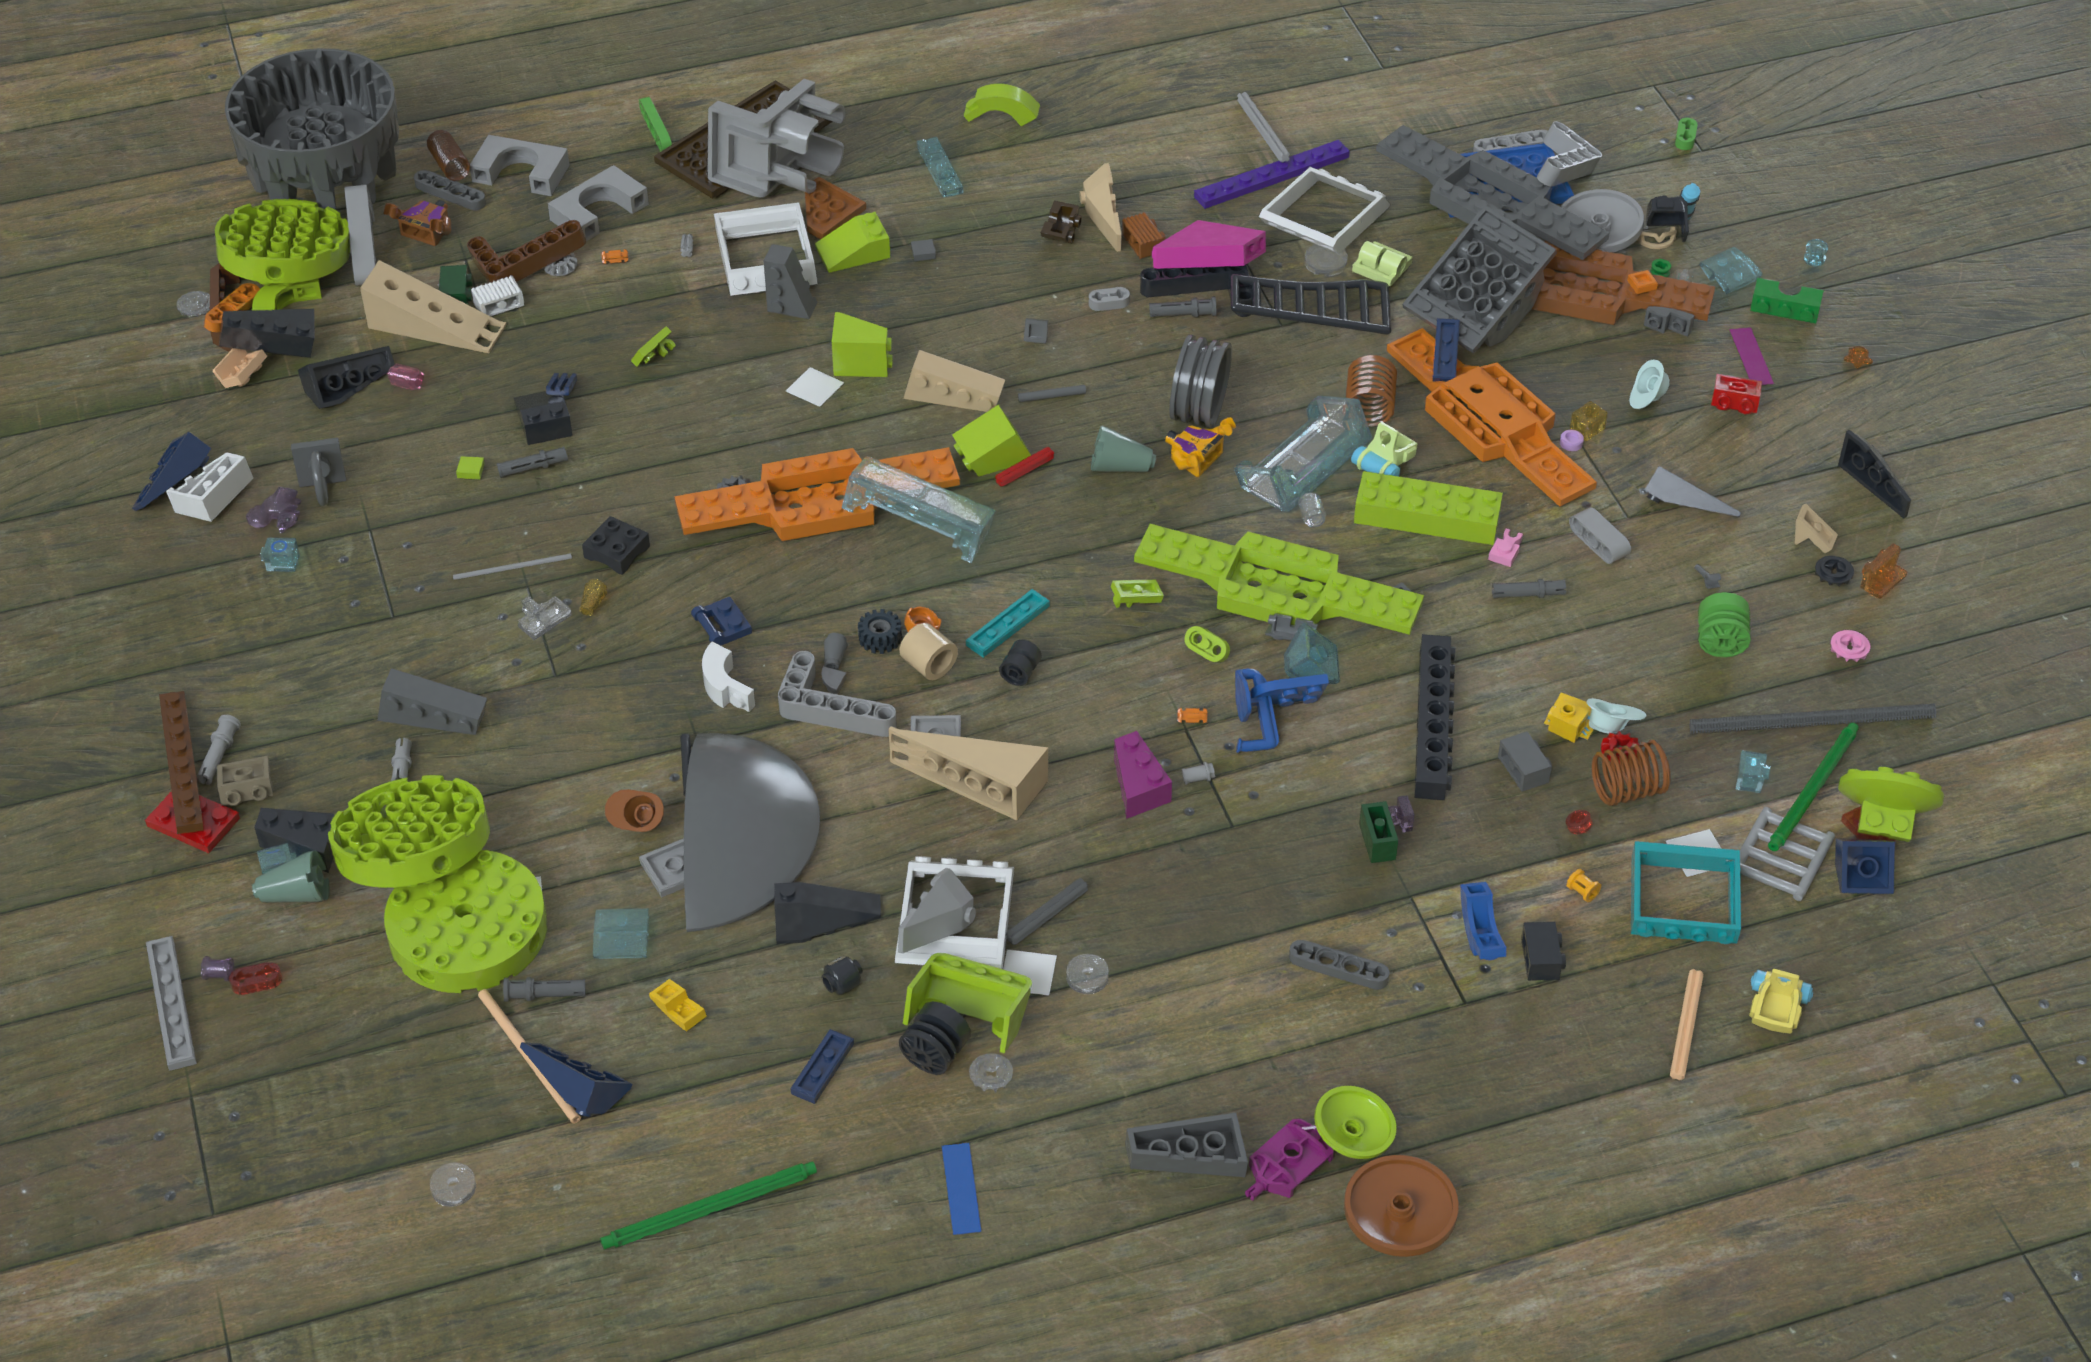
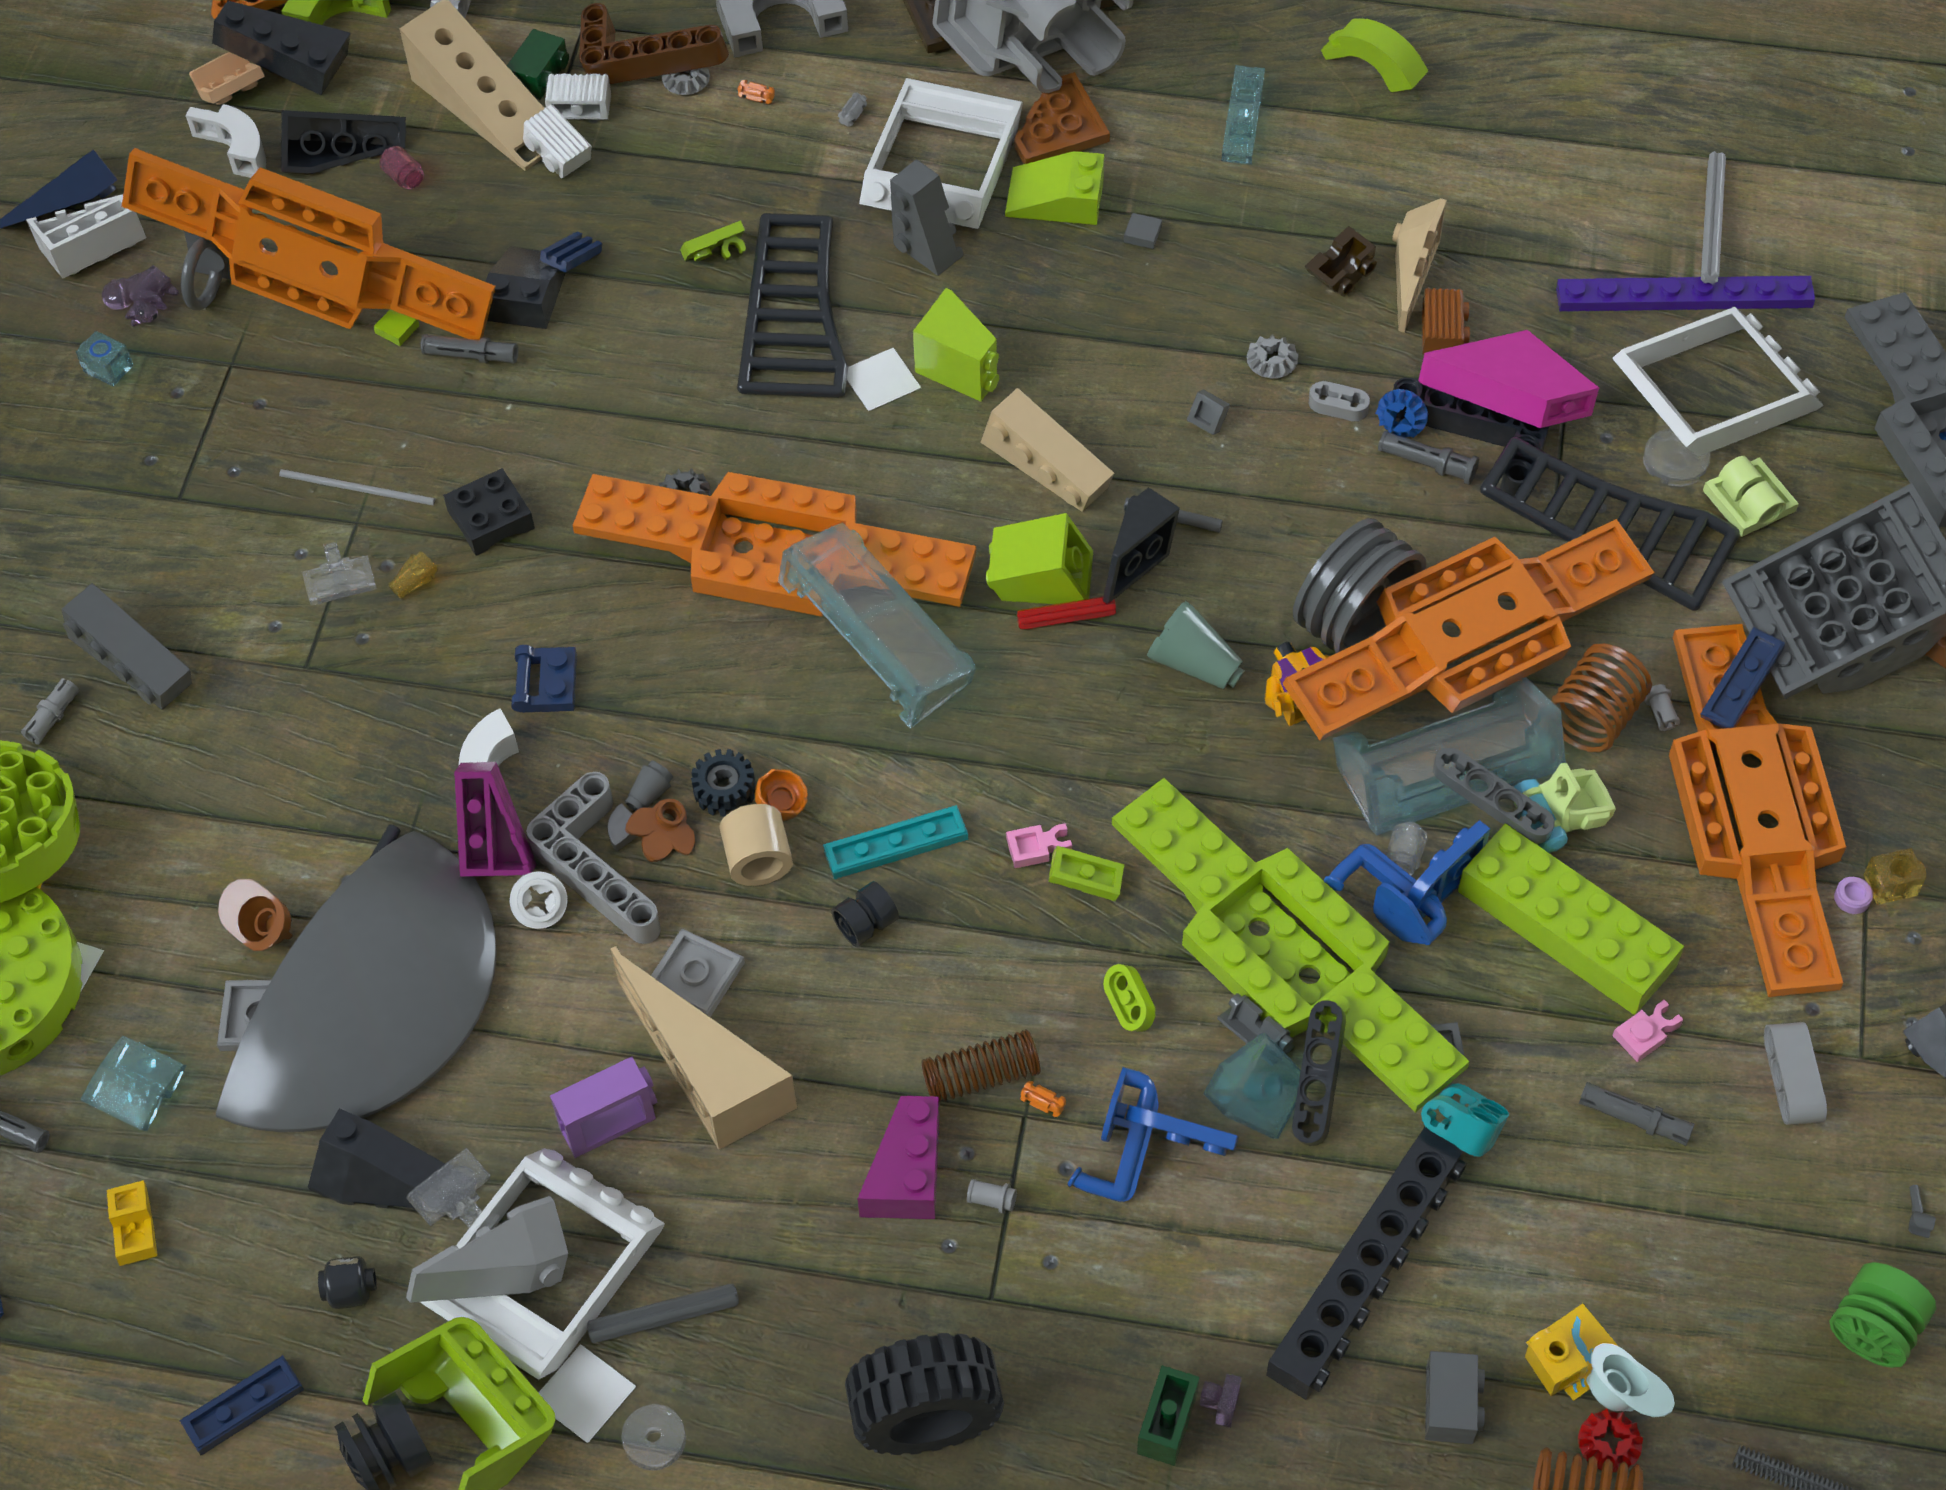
camera: 30 degrees right, 10 degrees up
(271, 395) = (234, 129): none -> white arch
(395, 452) = (294, 274): none -> orange piece
(504, 325) = (556, 141): none -> white brick
(741, 351) = (824, 315): none -> black bar
(754, 700) = (488, 825): none -> magenta wedge
(821, 733) = (555, 902): none -> white gear
(859, 670) = (660, 834): none -> dark orange plate
(875, 902) = (451, 1190): none -> clear hinge
(937, 818) = (604, 1106): none -> medium lavender window
(1047, 407) = (1142, 540): none -> black slope
(1060, 291) = (1276, 366): none -> light grey gear
(1094, 591) = (1032, 845): none -> bright pink plate
(1126, 721) = (1030, 1052): none -> reddish brown piece
(1148, 282) = (1415, 415): none -> blue gear
(1241, 869) = (924, 1394): none -> black tyre
(1258, 400) = (1465, 591): none -> orange piece
(1332, 535) = (1403, 900): none -> blue plate
(1342, 635) = (1314, 1072): none -> black beam
(1347, 456) = (1496, 791): none -> dark grey beam
(1407, 387) = (1662, 707): none -> light grey pin
(1448, 623) = (1471, 1127): none -> teal piece

